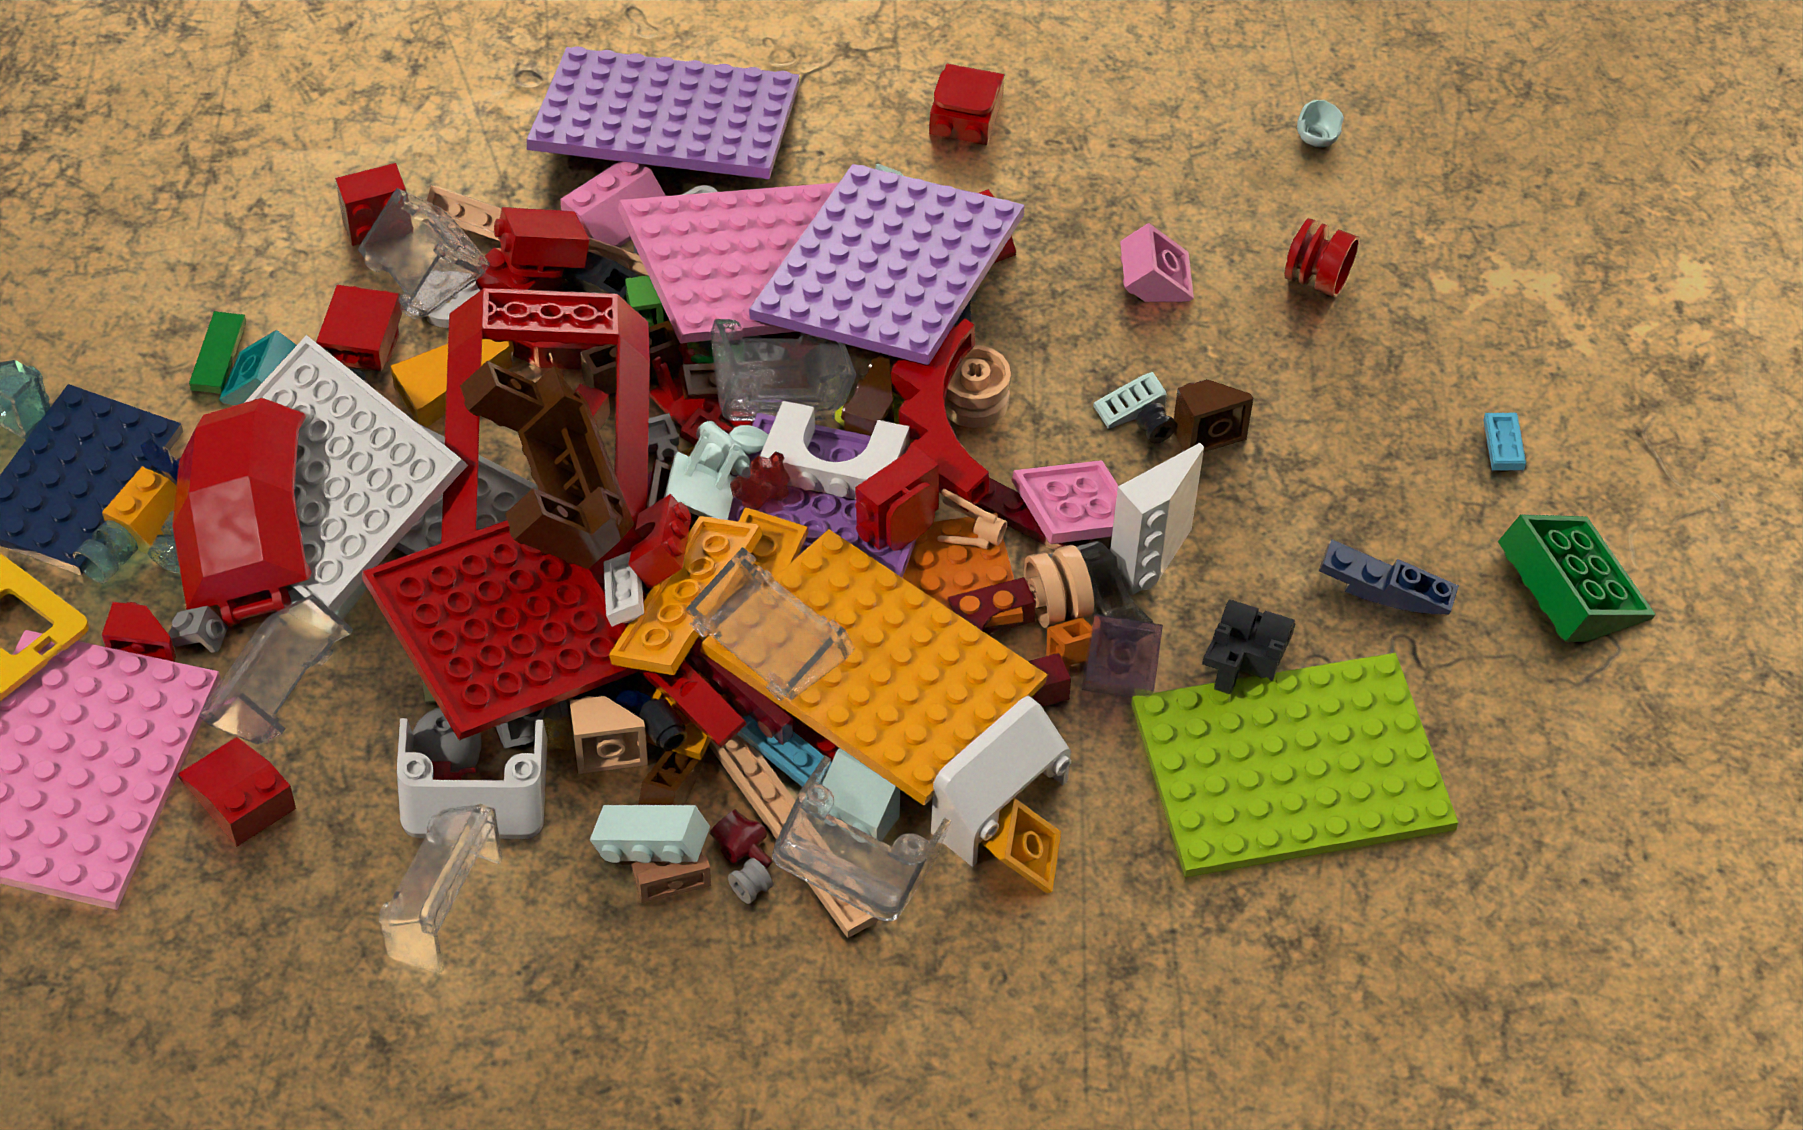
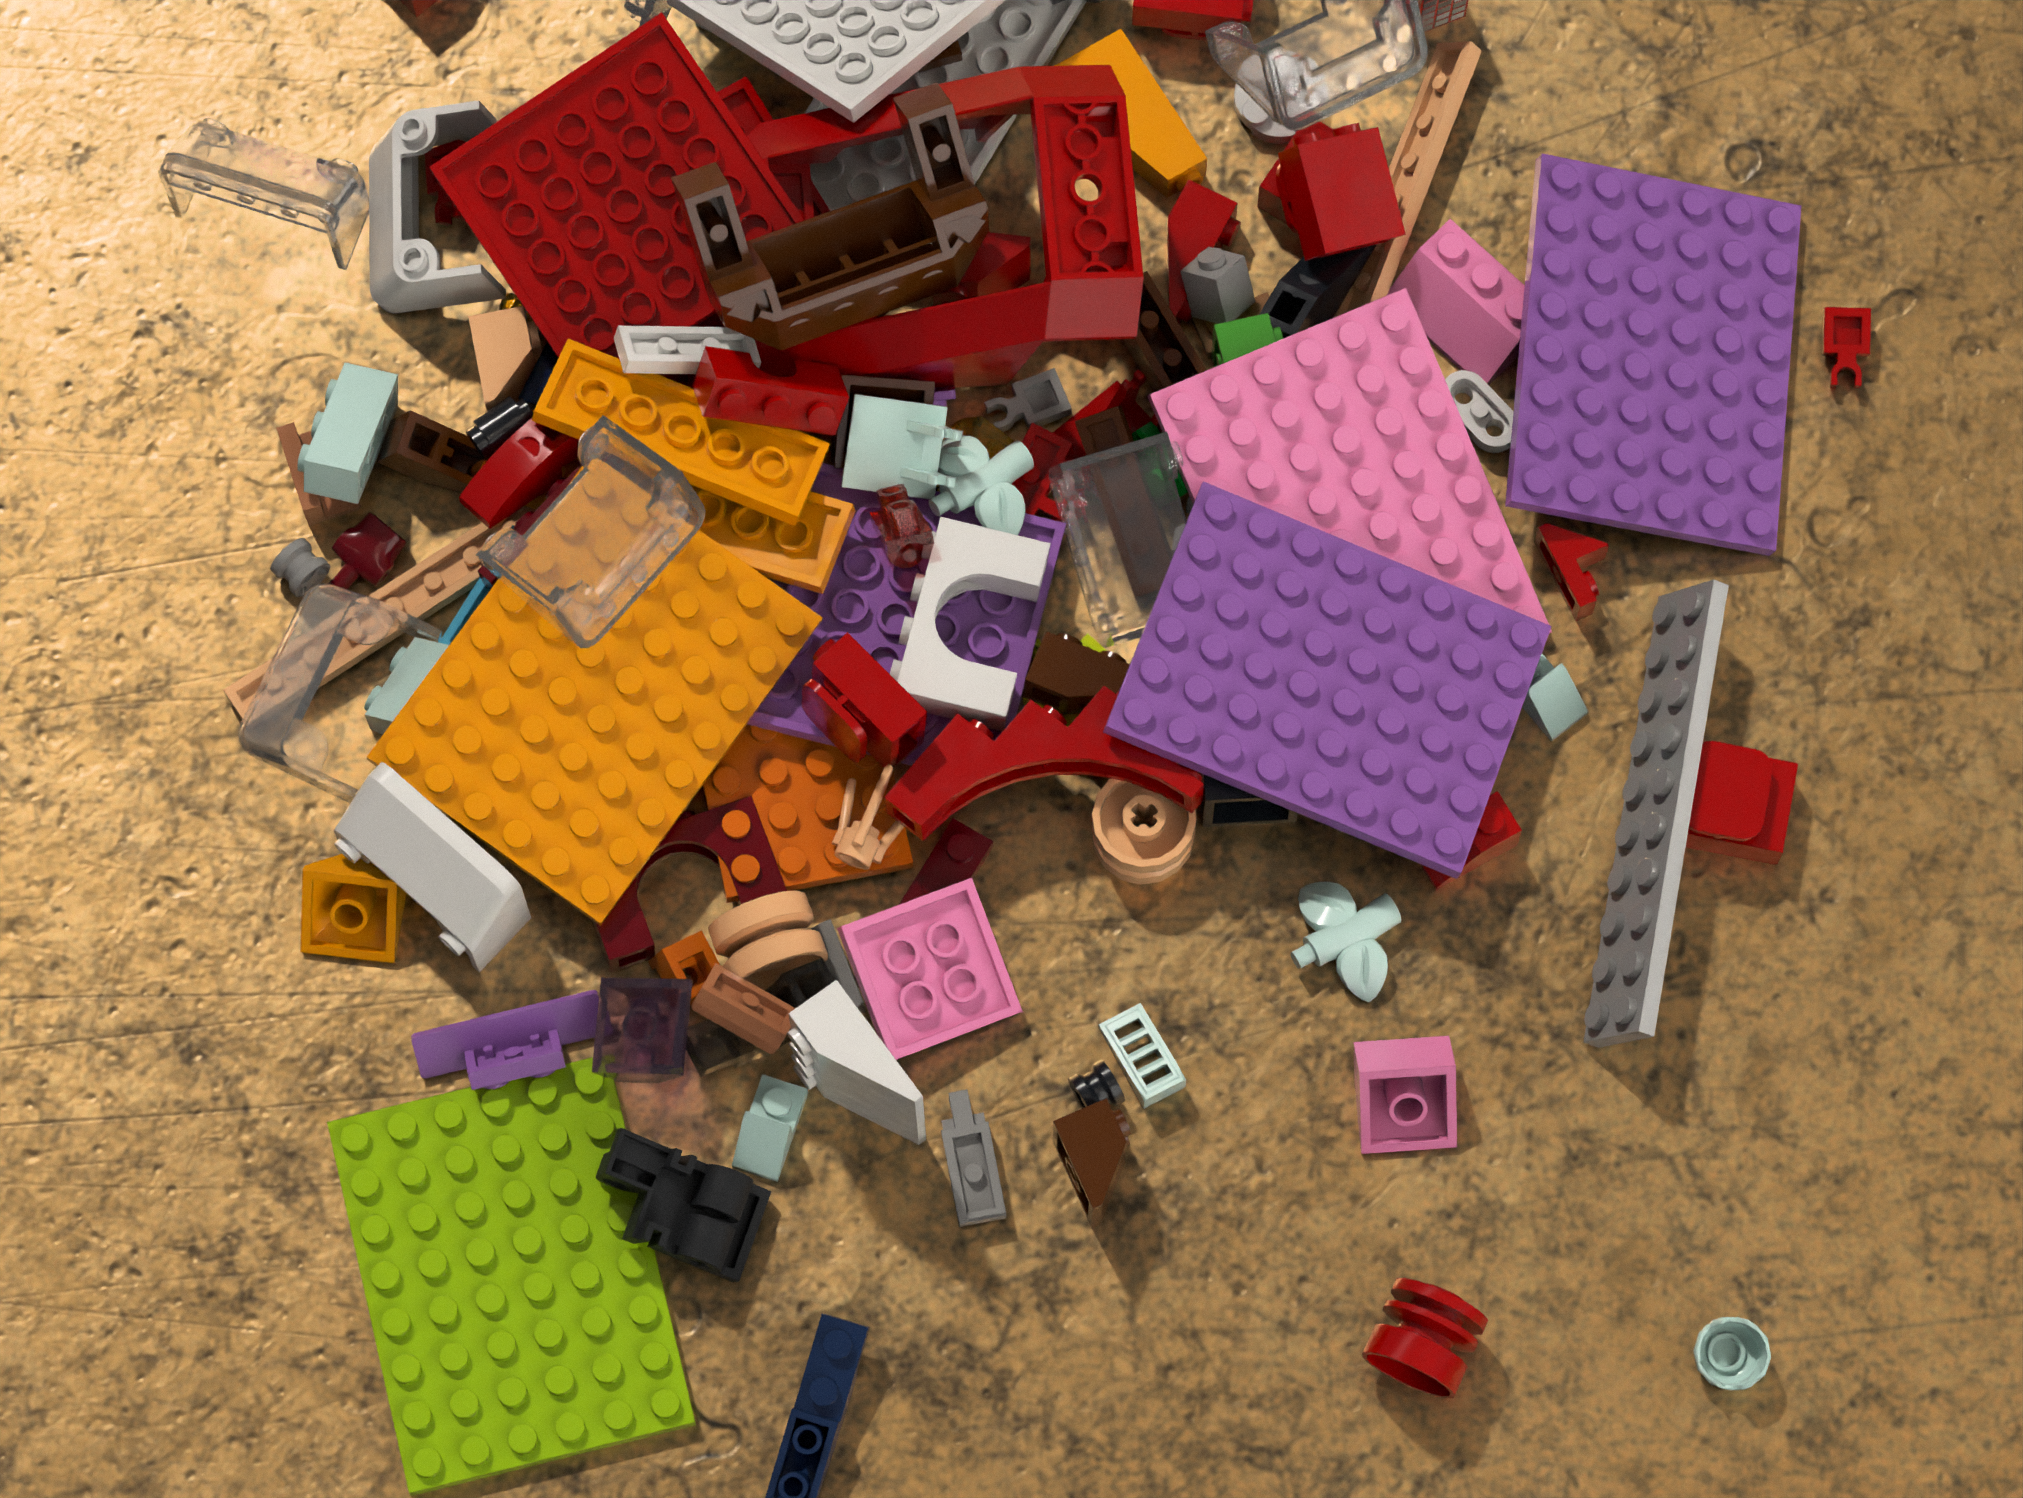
camera: 90 degrees right, 20 degrees up
(659, 33) = (1846, 336): none -> red plate
(808, 169) = (1565, 557): none -> red slope
(977, 130) = (1655, 815): none -> light grey plate
(1048, 292) = (1346, 936): none -> light aqua plant
(1114, 587) = (743, 1009): none -> nougat panel
(1129, 751) = (508, 1042): none -> medium lavender bracket
(1188, 607) = (769, 1128): none -> light aqua slope
(1222, 492) = (971, 1164): none -> light grey hinge

